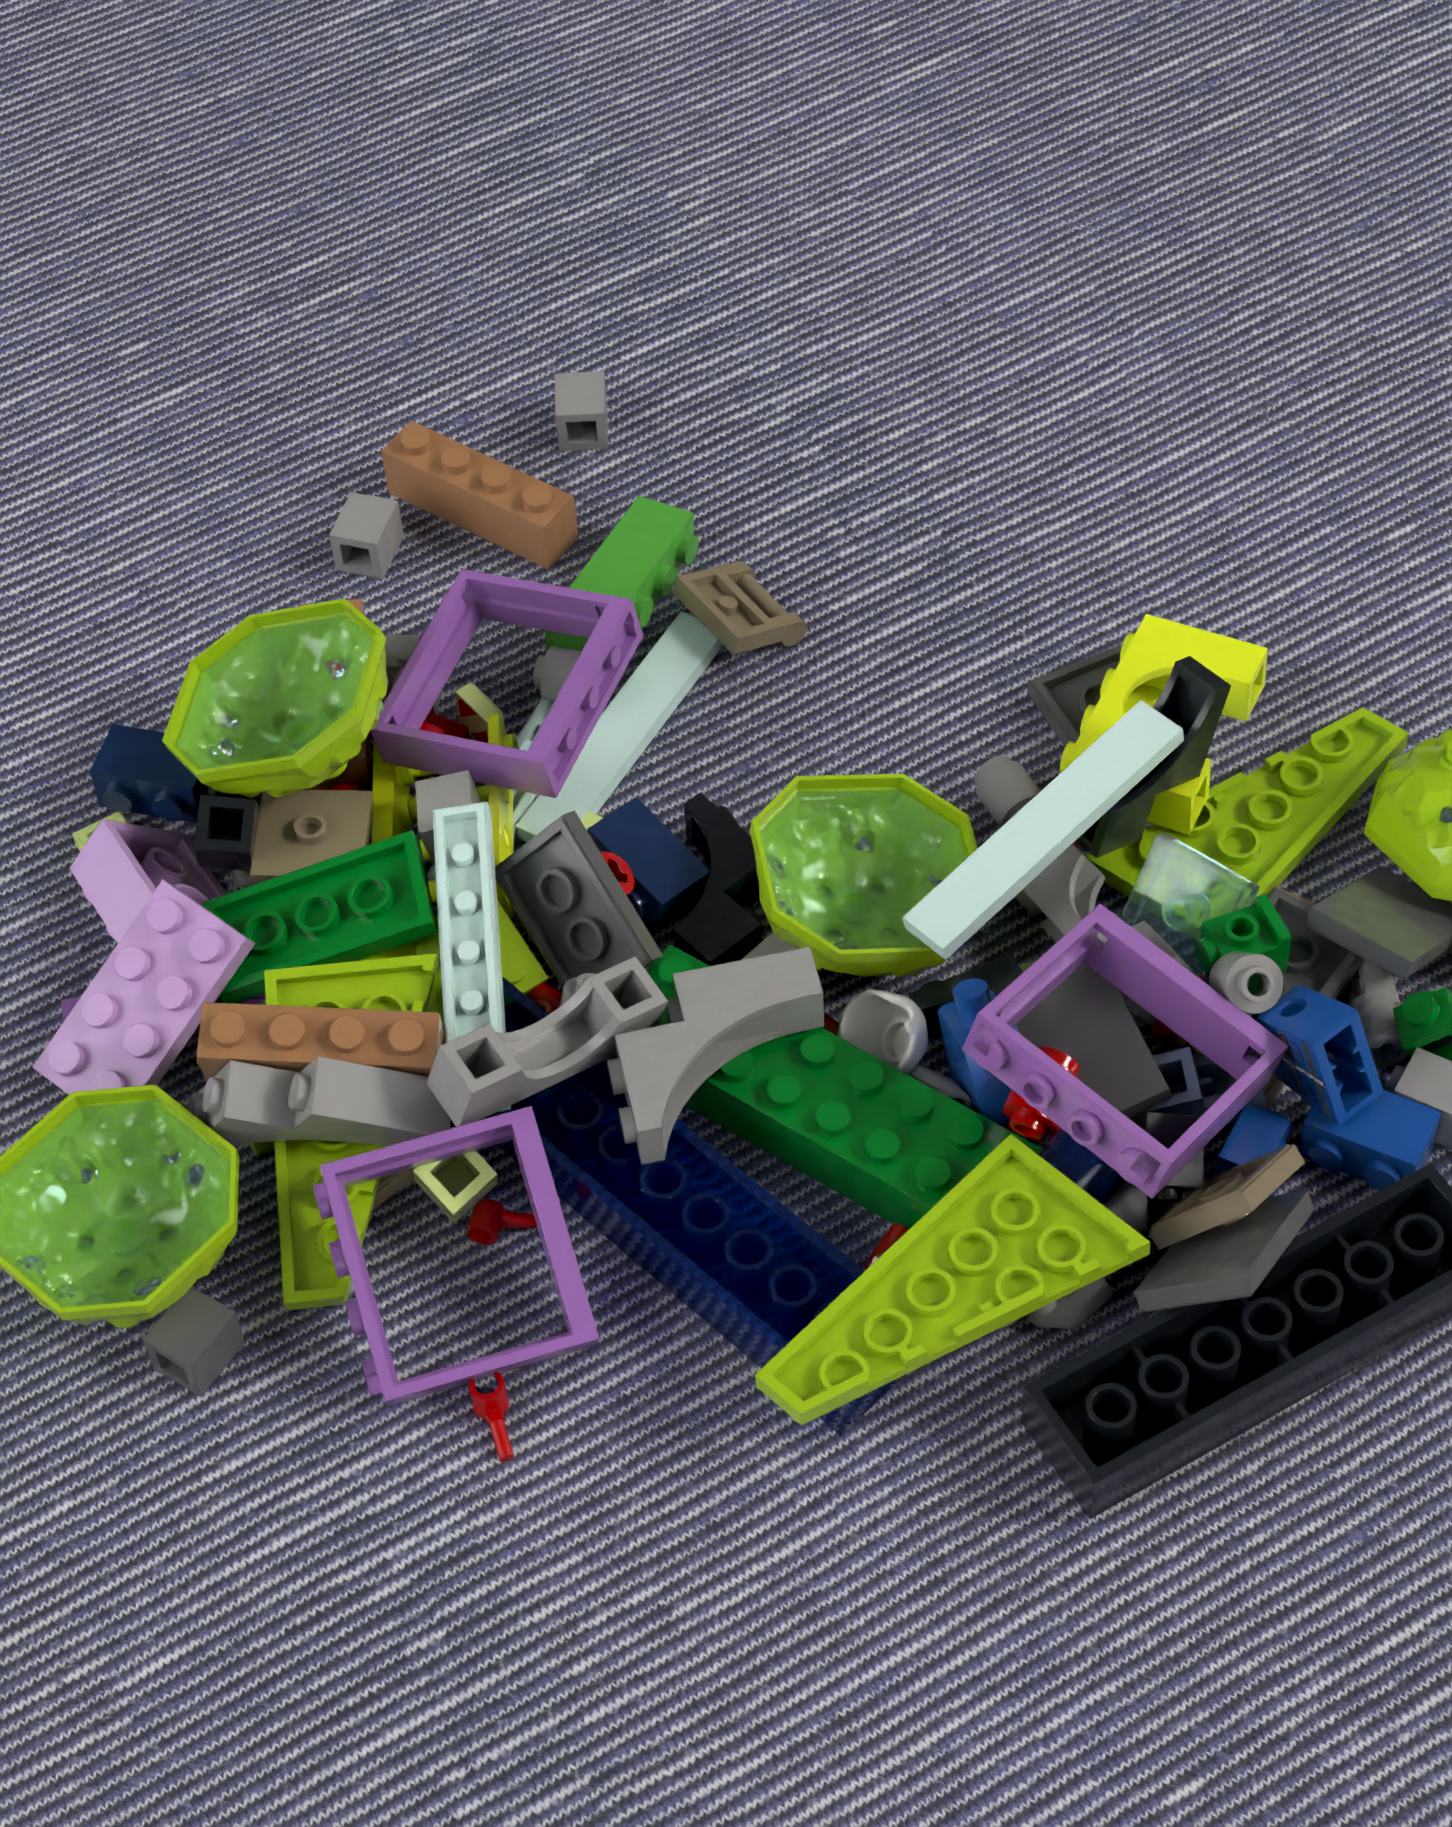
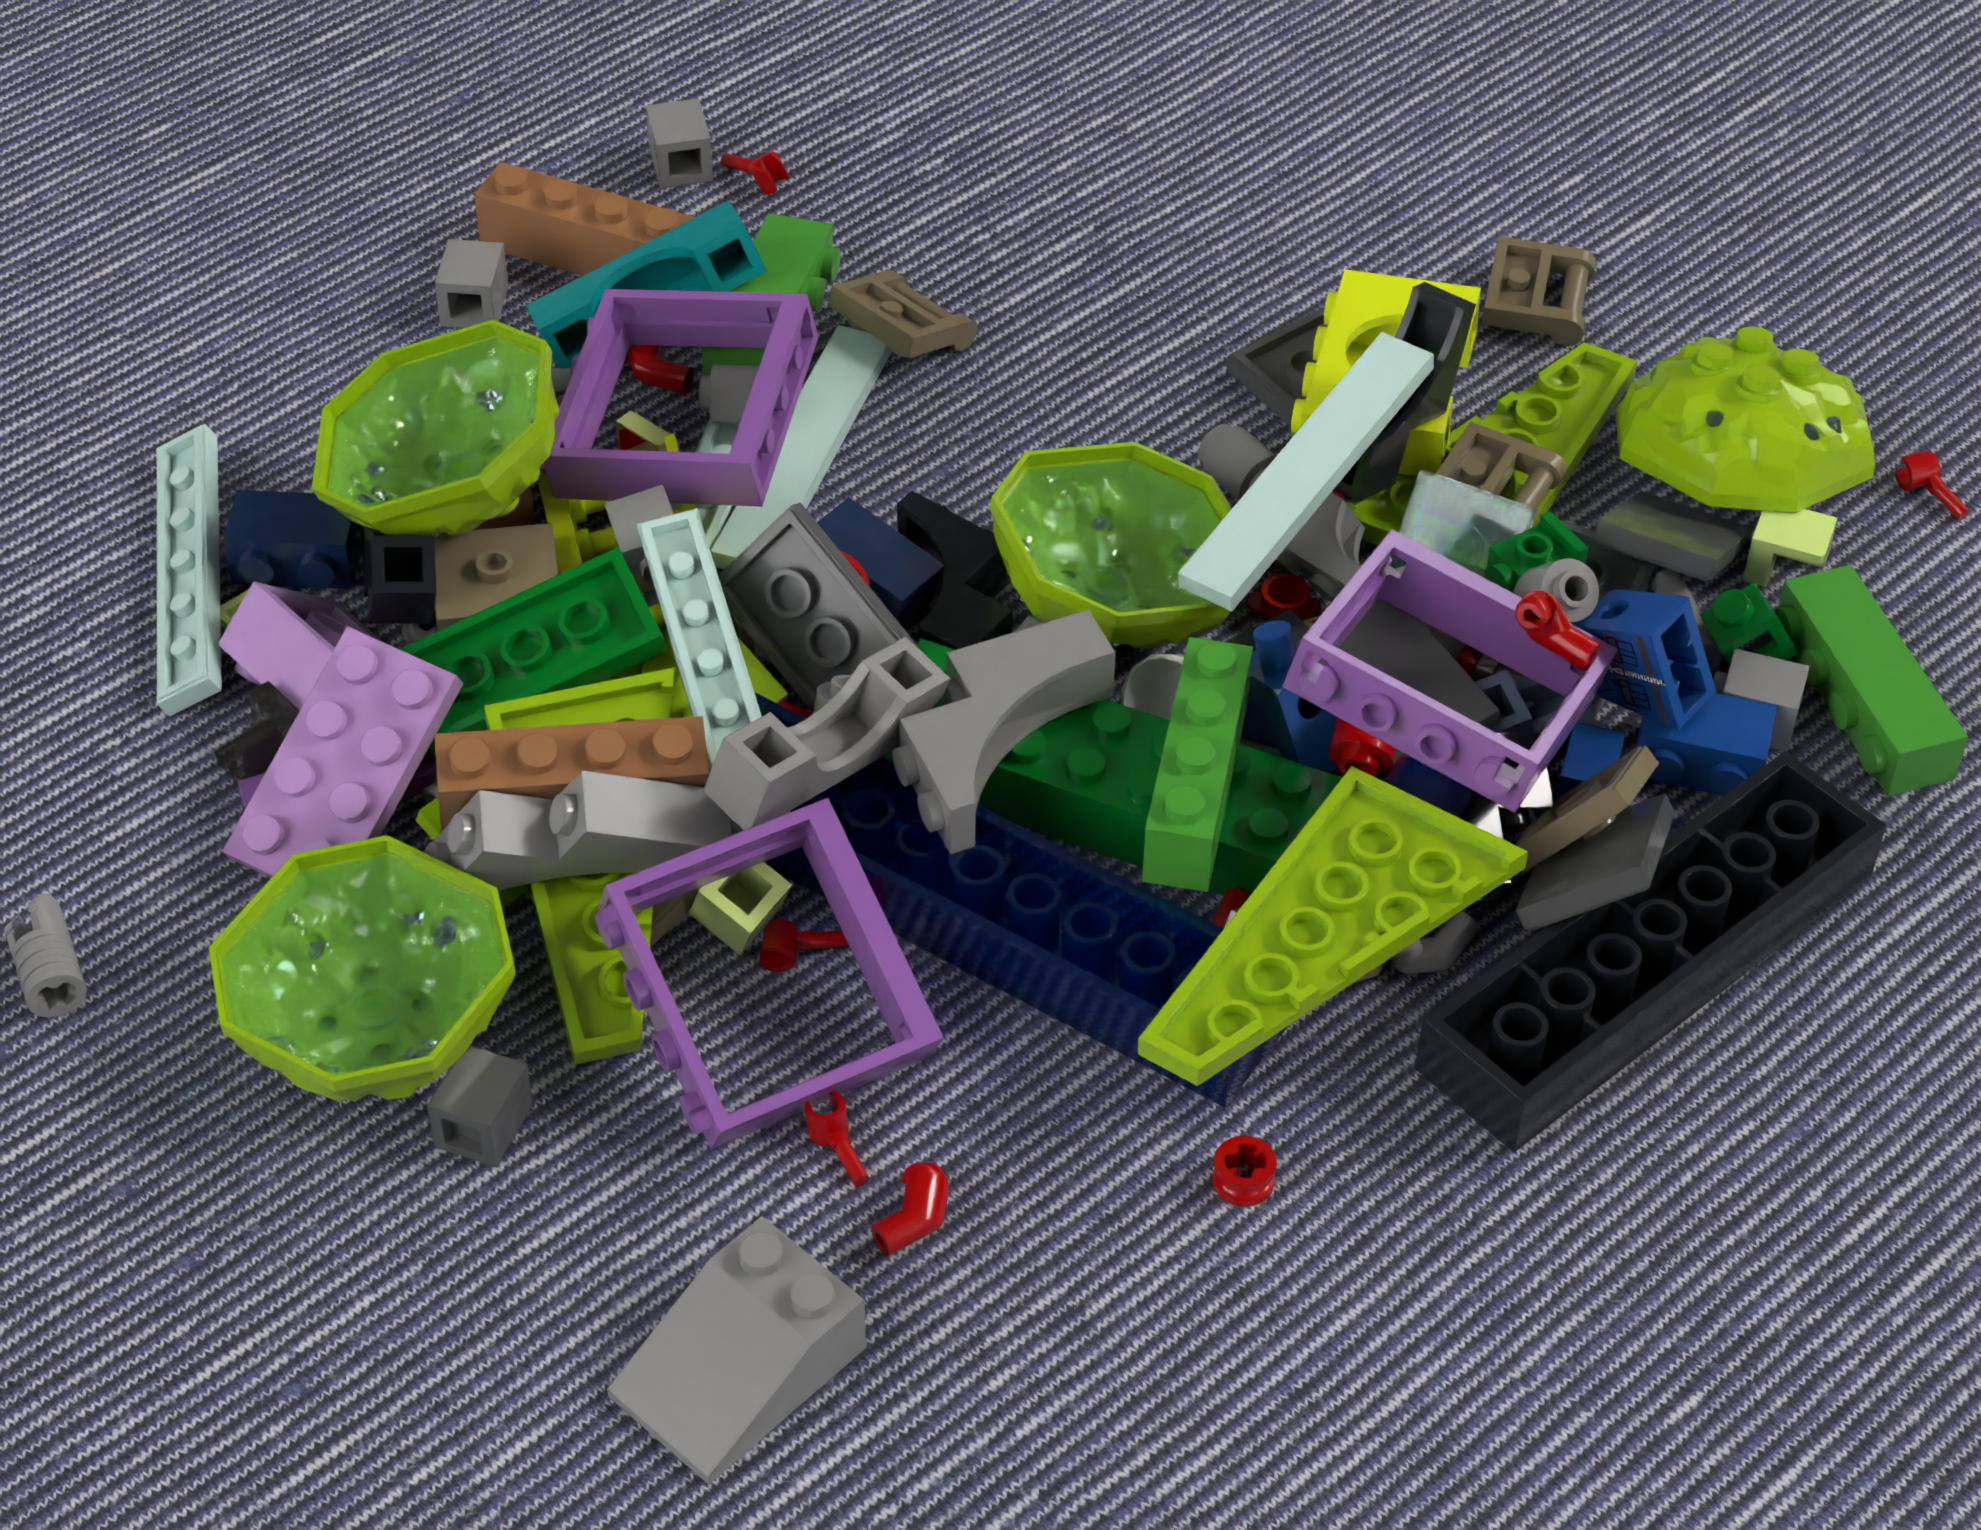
camera: 15 degrees left, 5 degrees down
(63, 790) = (188, 571): none -> light aqua tile
(78, 971) = (256, 748): none -> clear smoke panel
(360, 1607) = (741, 1350): none -> light grey slope
(515, 641) = (652, 369): none -> red arm
(549, 1495) = (921, 1210): none -> red arm
(558, 539) = (700, 255): none -> teal arch
(652, 445) = (765, 169): none -> red hand
(829, 1489) = (1241, 1190): none -> red bush
(874, 1110) = (1197, 765): none -> bright green brick
(1021, 929) = (1284, 593): none -> red plate
(1218, 1016) = (1549, 627): none -> red arm
(1233, 824) = (1490, 458): none -> dark tan plate
(1321, 636) = (1520, 285): none -> dark tan plate

